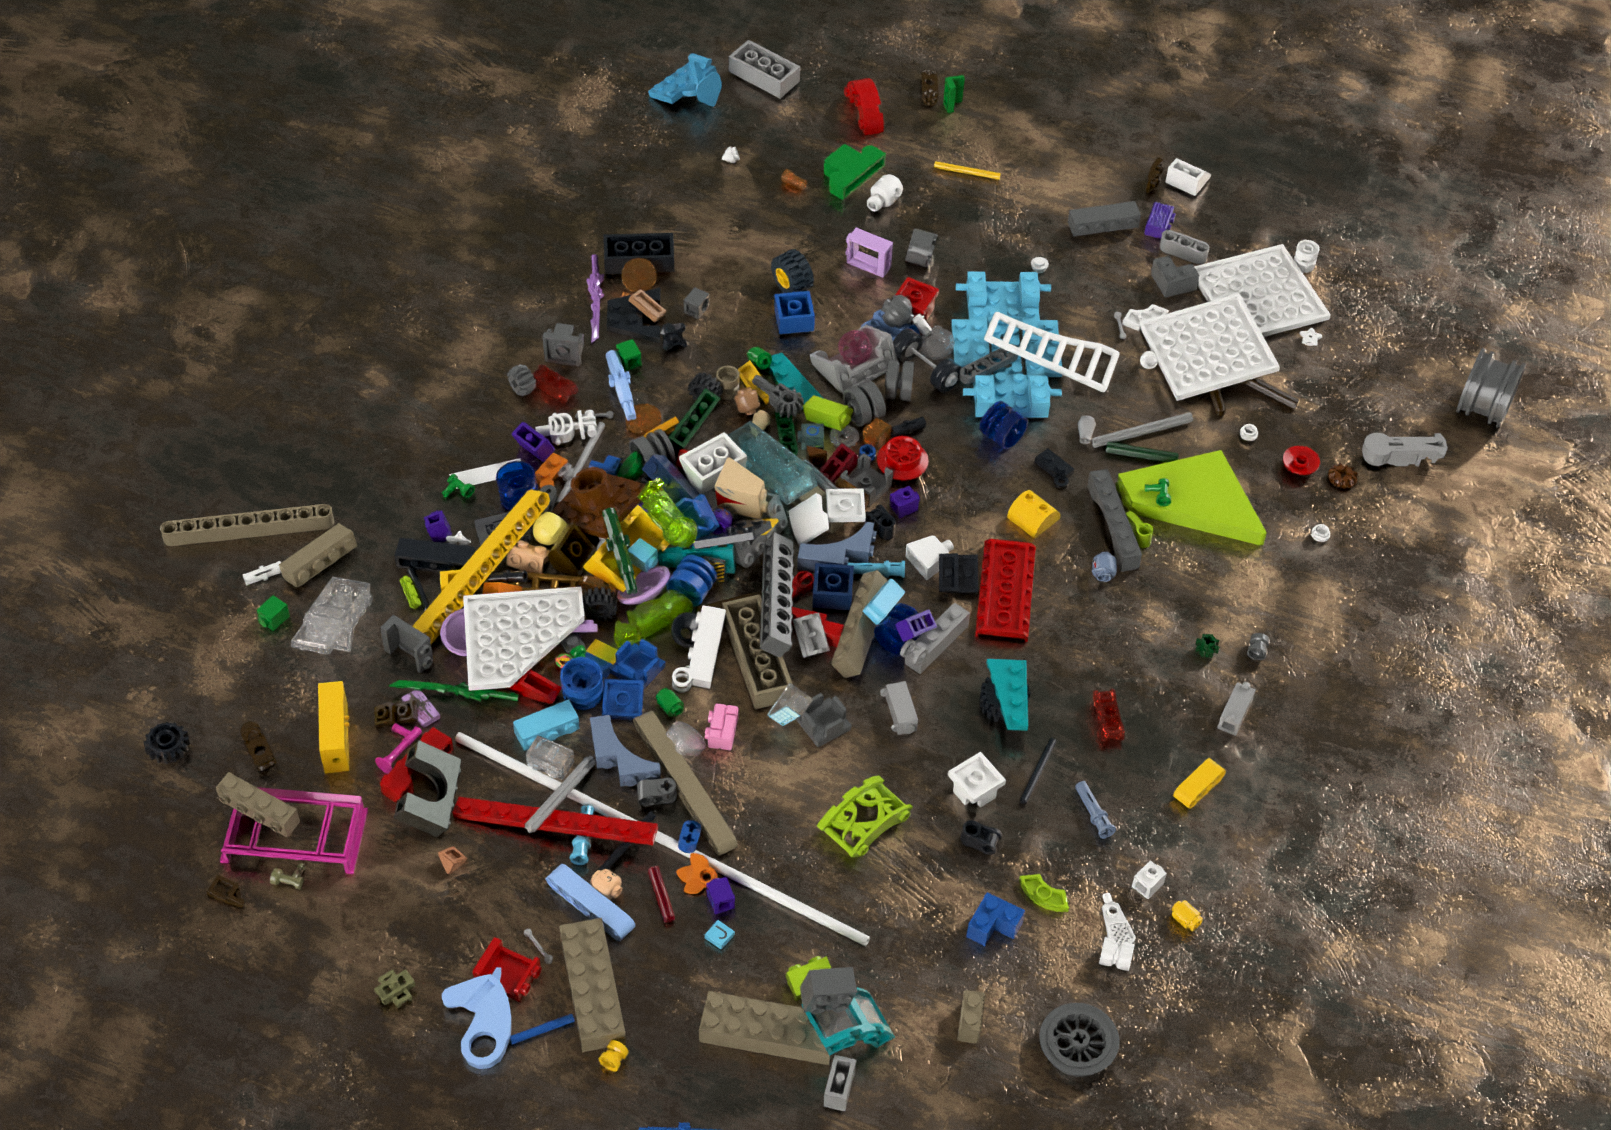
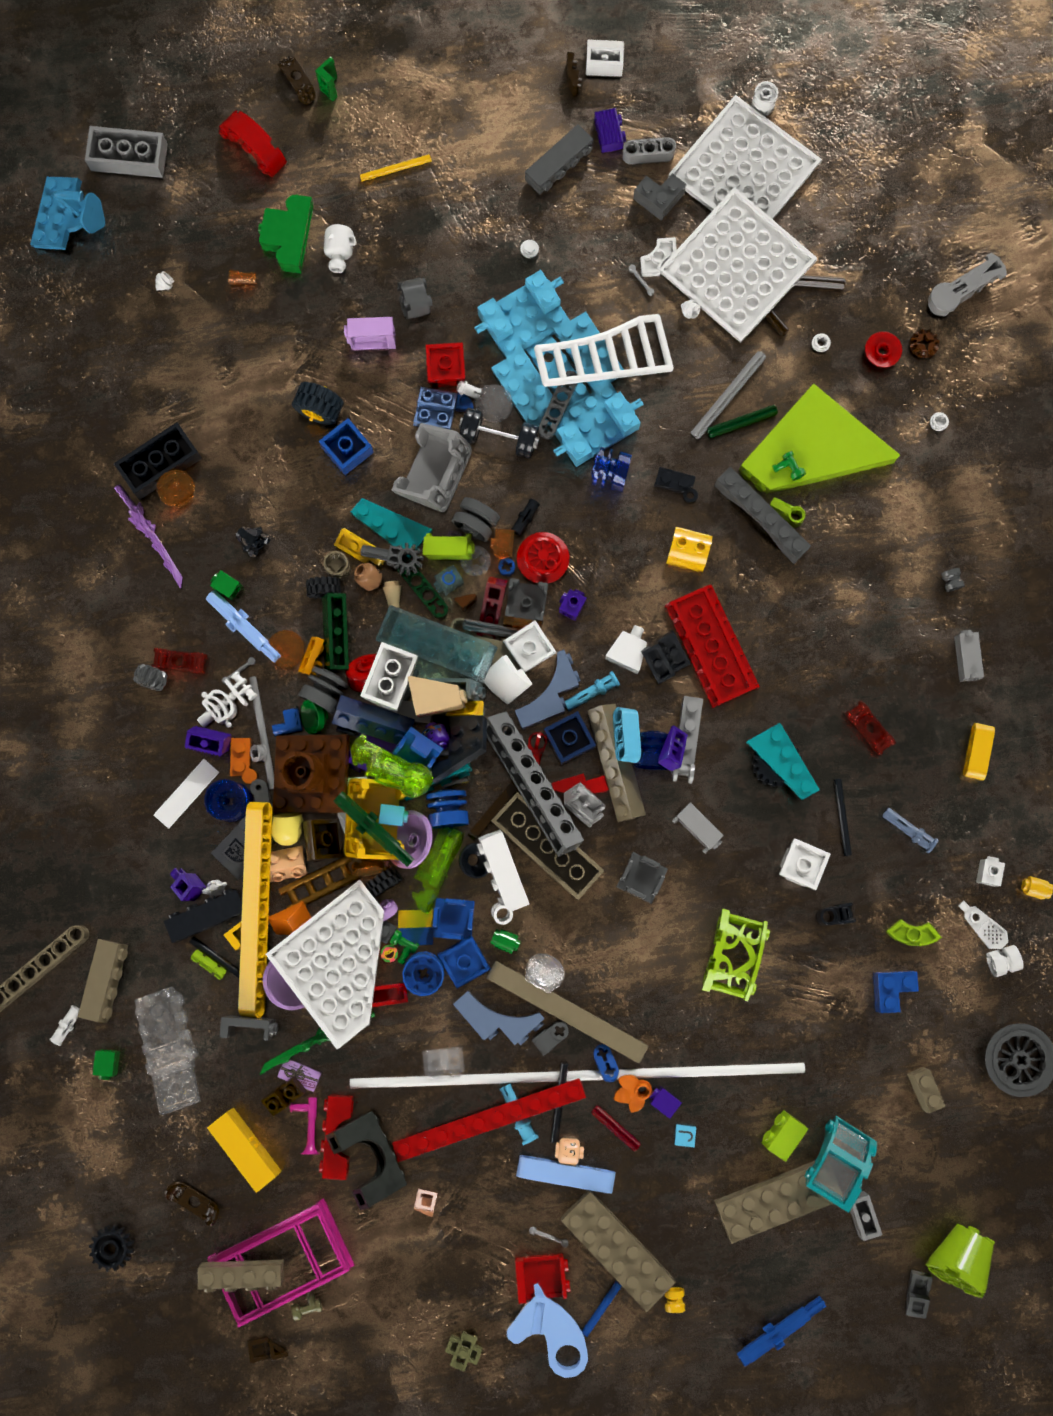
camera: 30 degrees left, 30 degrees up
(466, 489) = (166, 825): green piece -> none
(508, 577) = (286, 901): black pin -> none
(547, 723) = (418, 1029): medium azure brick -> none
(559, 794) = (479, 1096): light grey axle -> none
(562, 347) = (161, 615): dark grey panel -> none
(628, 319) = (191, 536): black wing -> none
(647, 305) = (206, 517): medium nougat tile -> none
(696, 303) = (248, 486): dark grey brick -> none
(722, 727) = (564, 937): bright pink brick -> none
(759, 357) = (346, 518): green brick -> none
(789, 705) = (612, 886): clear slope -> none
(828, 990) = (829, 1172): dark grey brick -> none
(855, 347) = (426, 456): clear pink wheel -> none
(883, 522) = (563, 637): black piece -> none
(897, 311) = (440, 391): dark grey plant -> none
(899, 380) = (489, 474): dark grey wheel -> none
(1086, 427) = (680, 424): light grey cone -> none
(1104, 566) = (781, 571): sand blue head -> none
(1207, 645) = (908, 608): dark green gear -> none
(1306, 337) = (815, 199): white plate -> none
(1490, 387) = (1013, 174): dark grey wheel -> none

